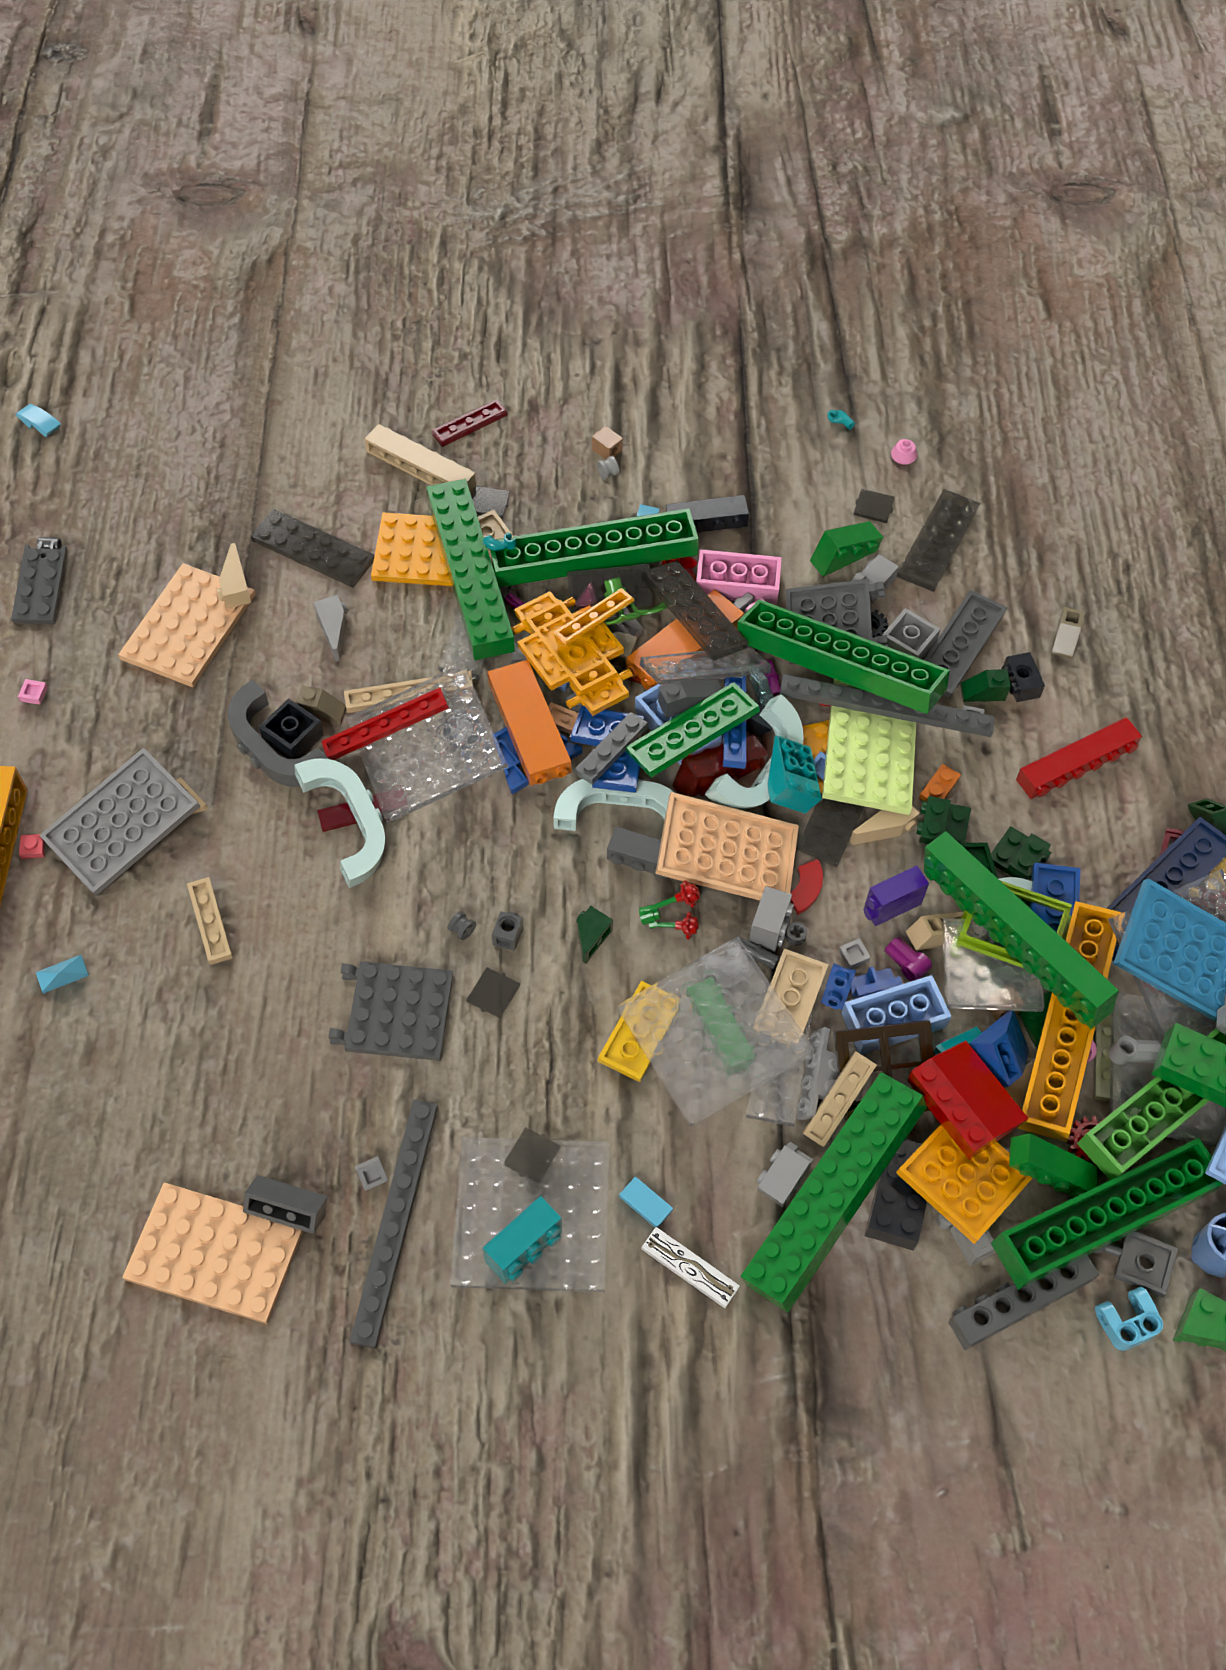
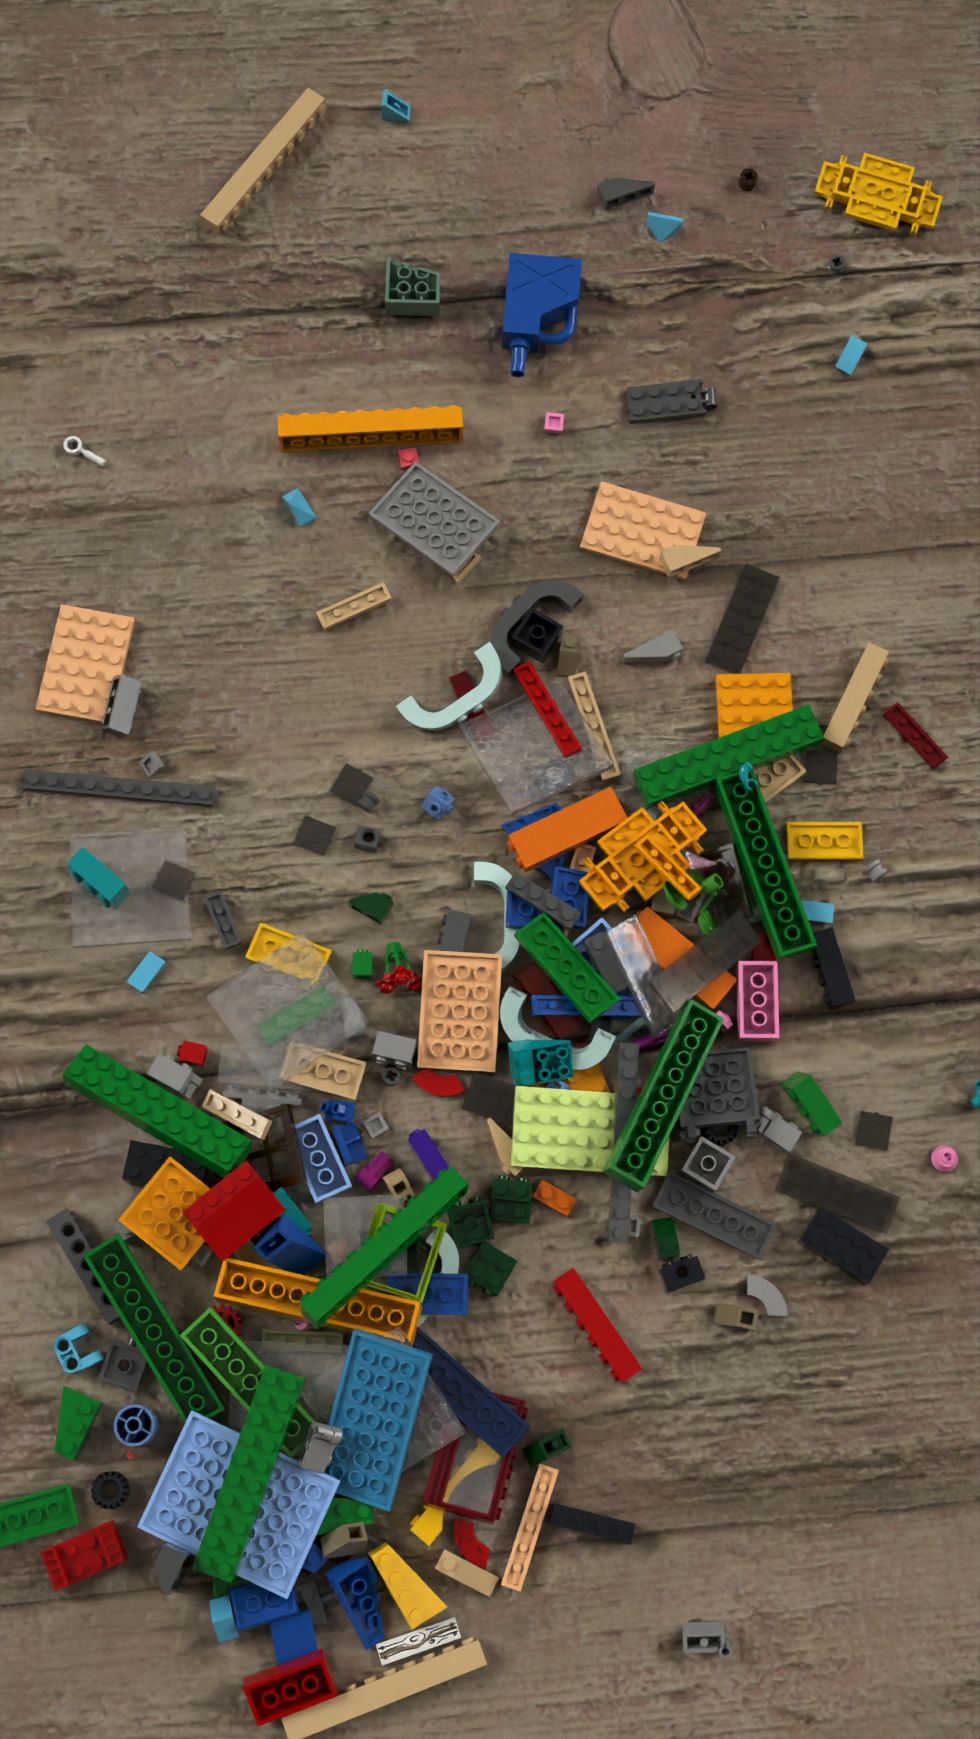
camera: 80 degrees right, 15 degrees up
(396, 1010) = (290, 763): dark grey plate -> none
(435, 946) = (351, 784): none -> clear smoke piece
(476, 850) = (438, 803): none -> medium blue brick
(569, 501) = (824, 840): none -> yellow tile
(588, 1103) = (222, 920): none -> dark grey plate
(607, 443) = (906, 866): medium nougat brick -> none
(661, 949) = (362, 964): none -> green brick
(690, 1267) = (97, 1009): white tile -> none
(743, 602) = (727, 1007): light grey plate -> none
(757, 1150) = (192, 1053): none -> red brick
(760, 954) = (368, 1043): dark grey axle -> none
(992, 539) = (842, 1246): none -> black brick
(1040, 609) = (768, 1295): none -> light grey tile
(1052, 1165) = (188, 1284): green brick -> none
(1136, 1051) = (297, 1361): light grey piece -> none

